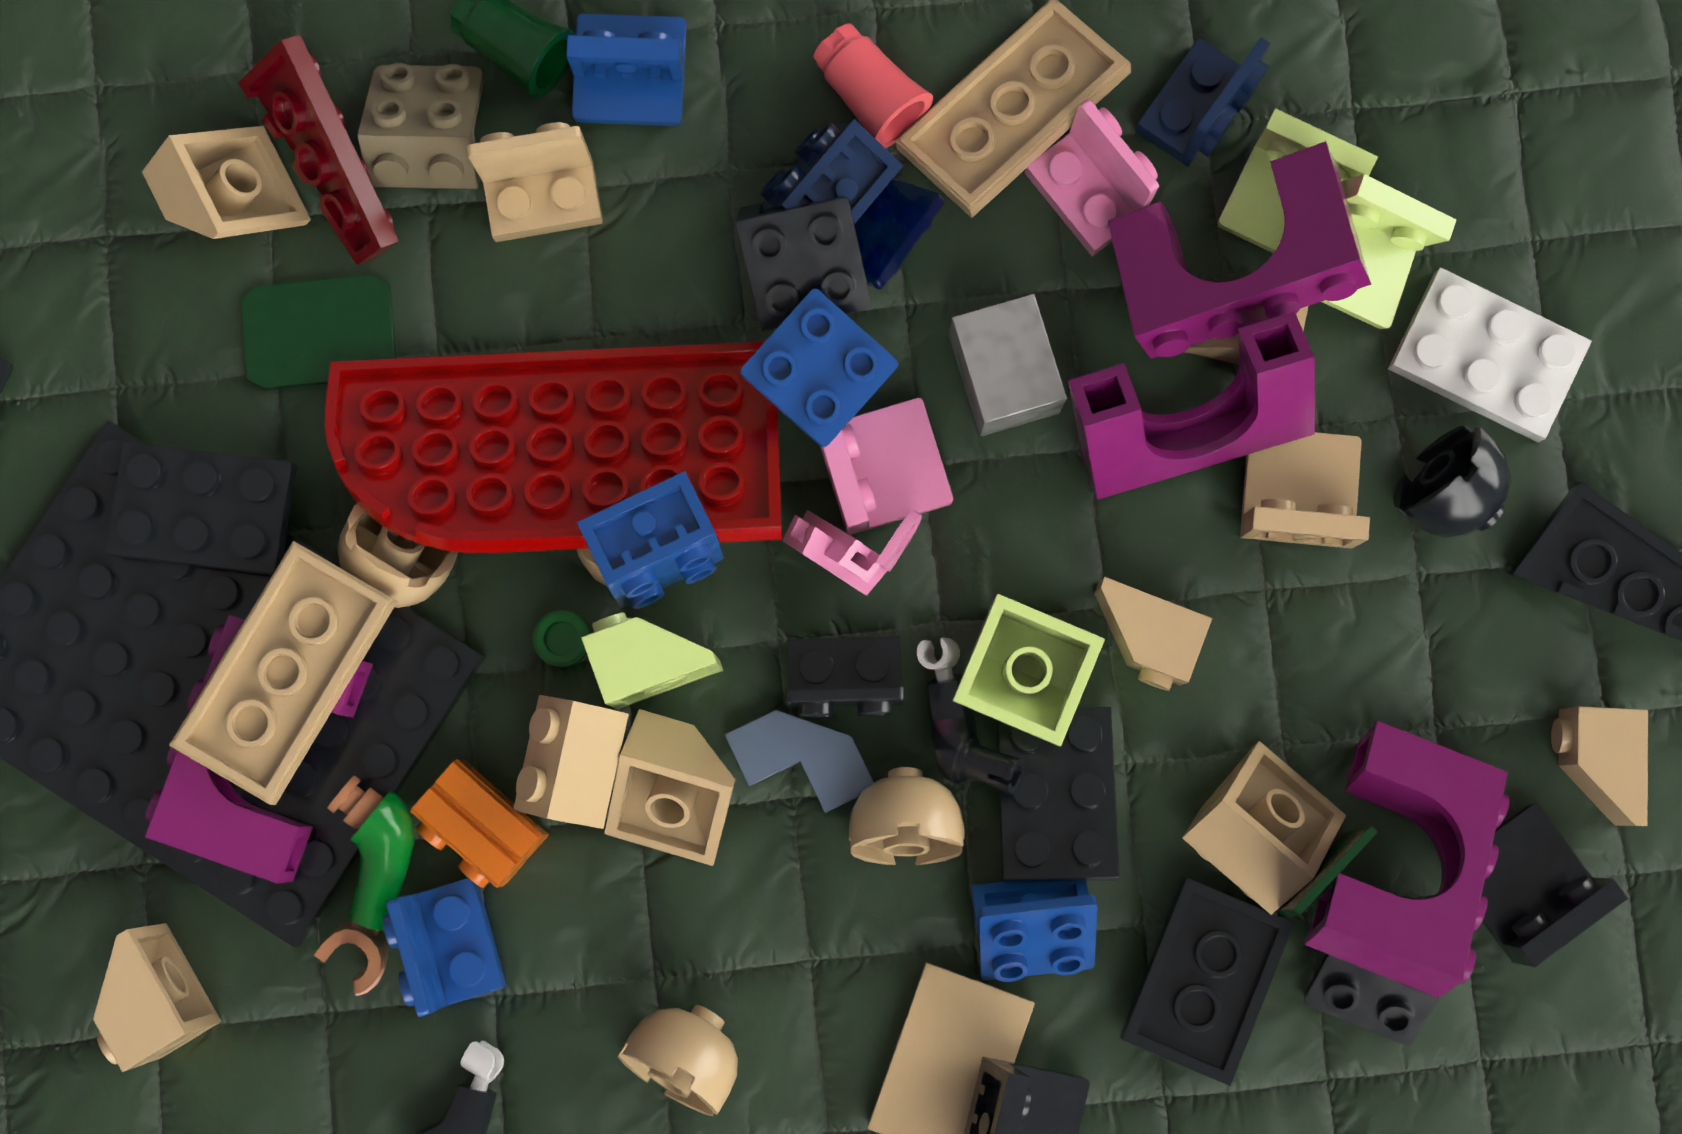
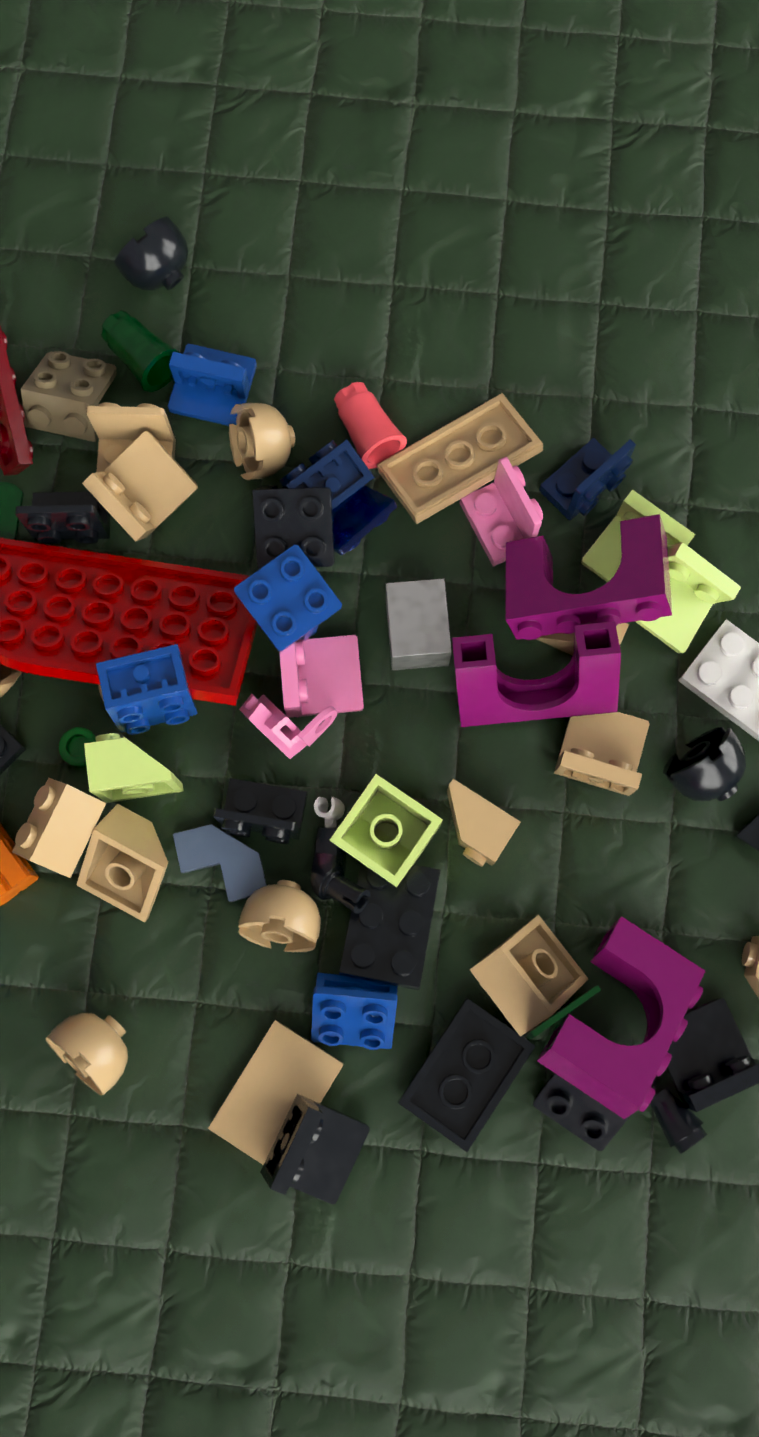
camera: 10 degrees right, 5 degrees down
(467, 308) = (65, 517): none -> black bracket
(566, 243) = (141, 486): none -> tan bracket
(719, 140) = (260, 440): none -> tan cylinder
(1508, 985) = (678, 1123): none -> black cone

